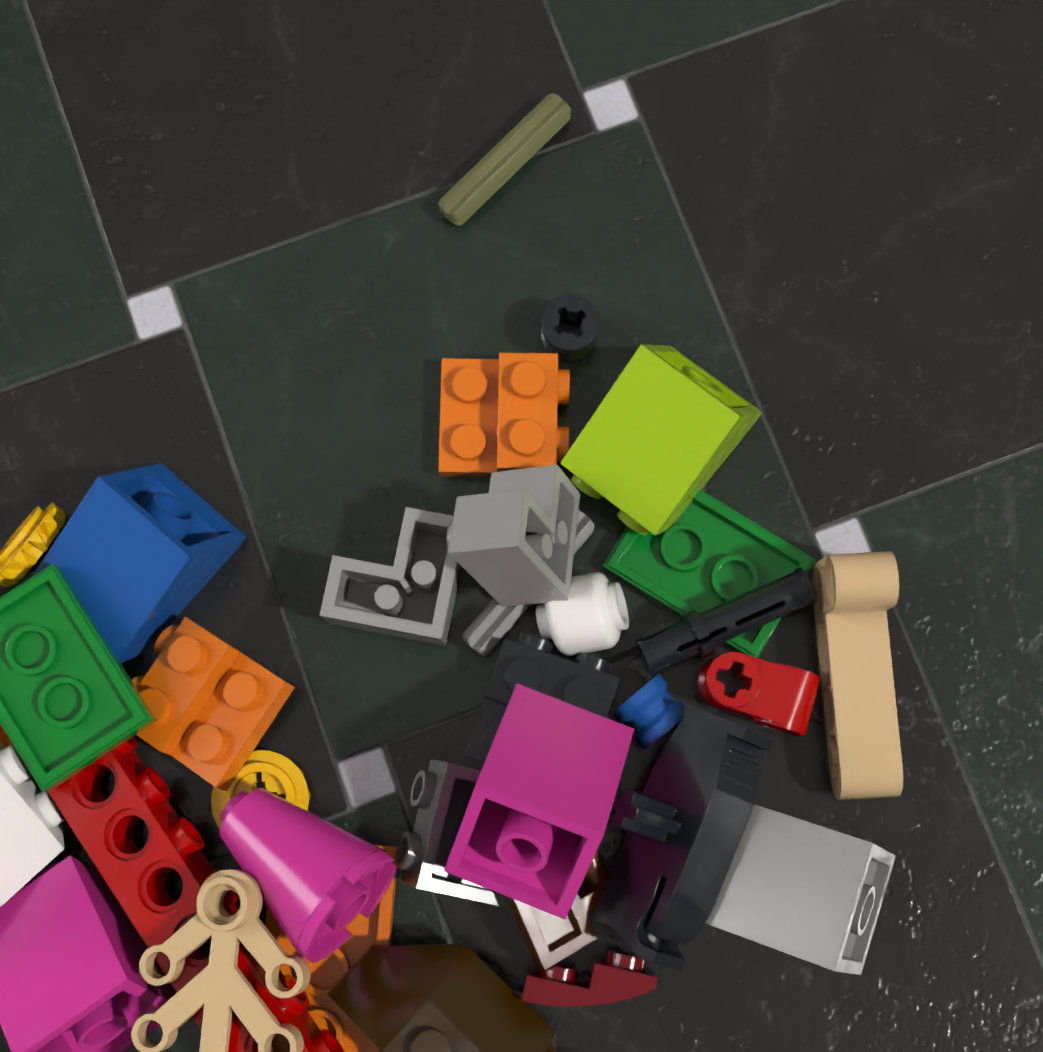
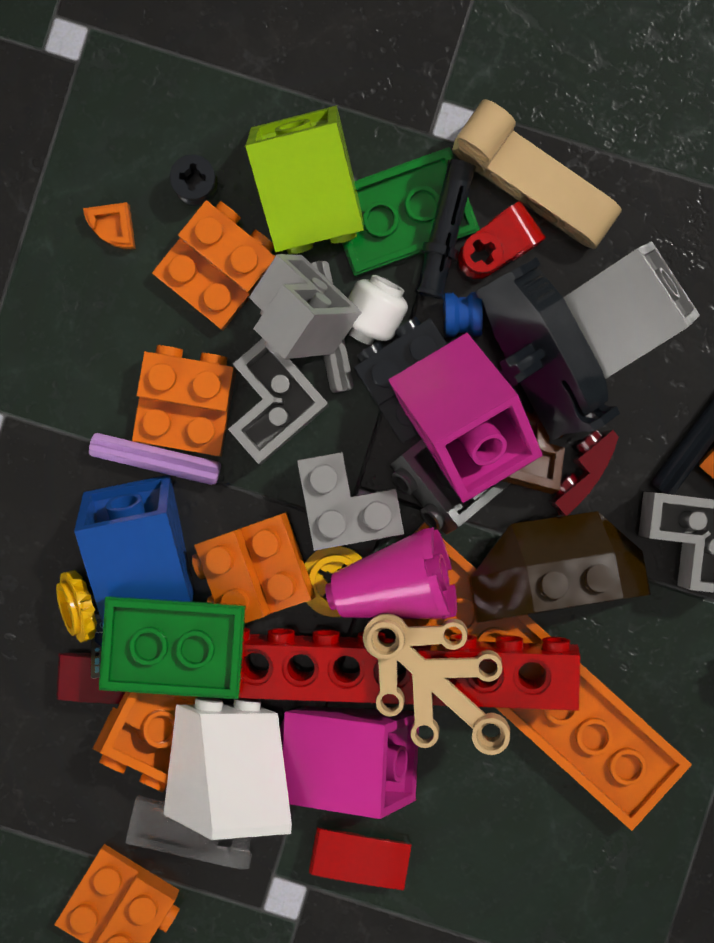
camera: 50 degrees left, 10 degrees up
(250, 508) = (154, 458): none -> lavender axle
(332, 745) = (336, 515): none -> light grey brick
(333, 492) = (184, 401): none -> orange plate
(461, 284) = (112, 224): none -> orange tile
(505, 159) = (52, 133): olive axle -> none

